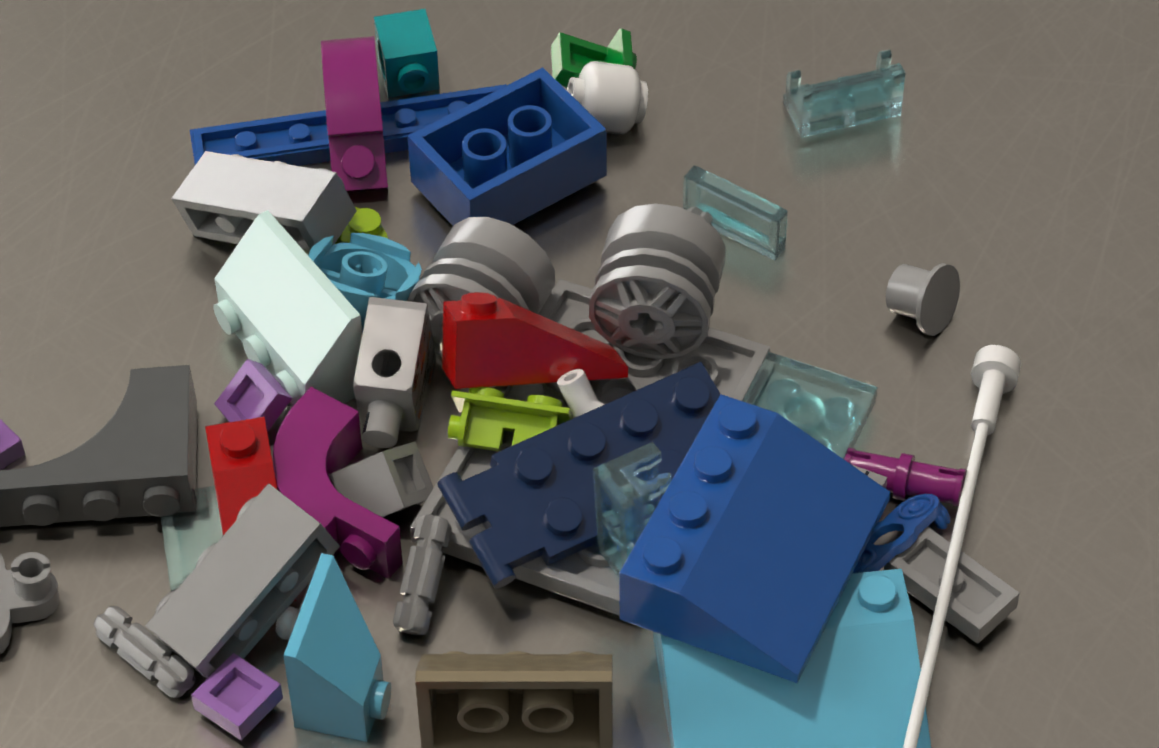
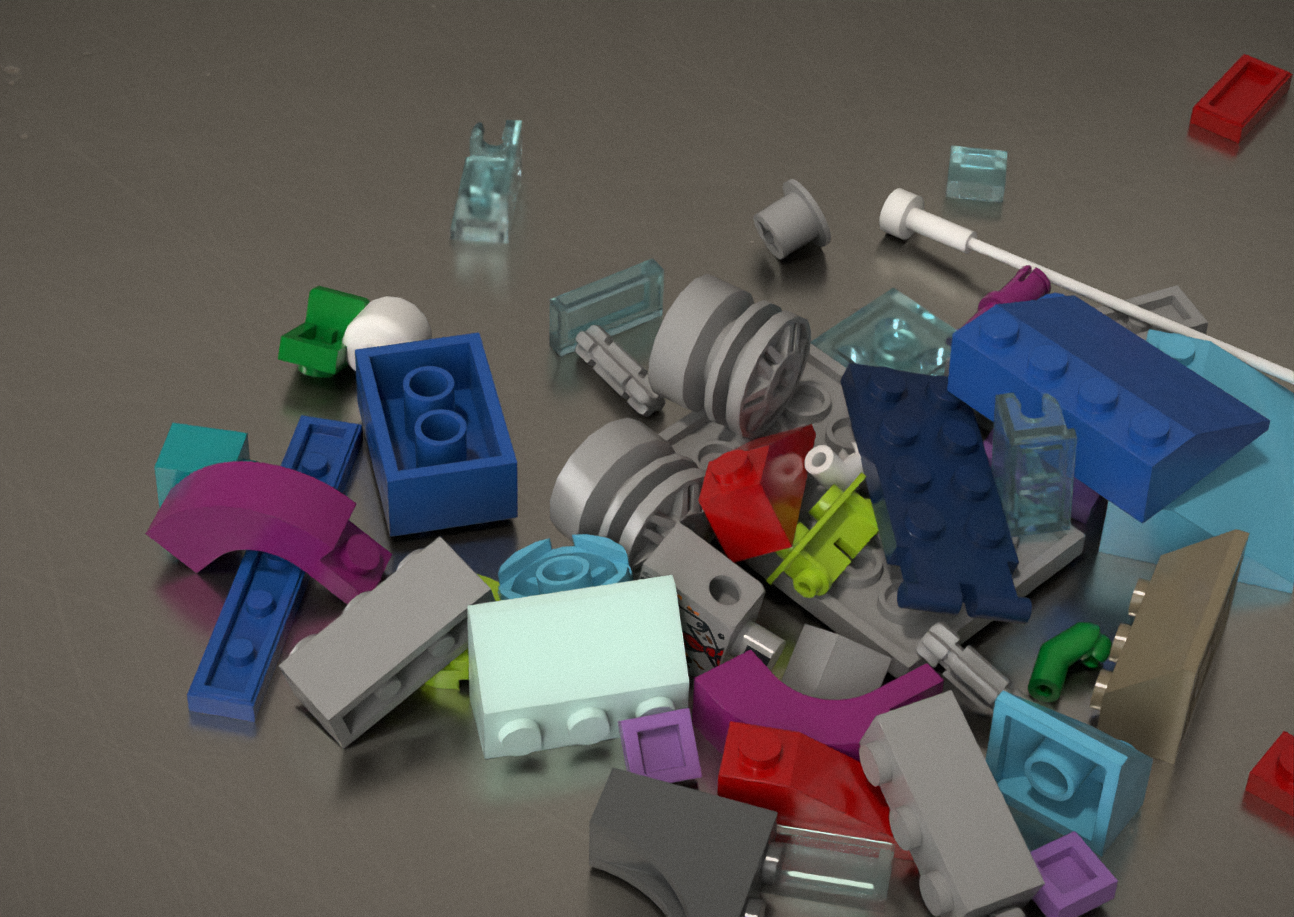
camera: 70 degrees left, 5 degrees down
(488, 632) = (1057, 654): none -> green arm
(1103, 411) = (976, 174): none -> clear light blue tile

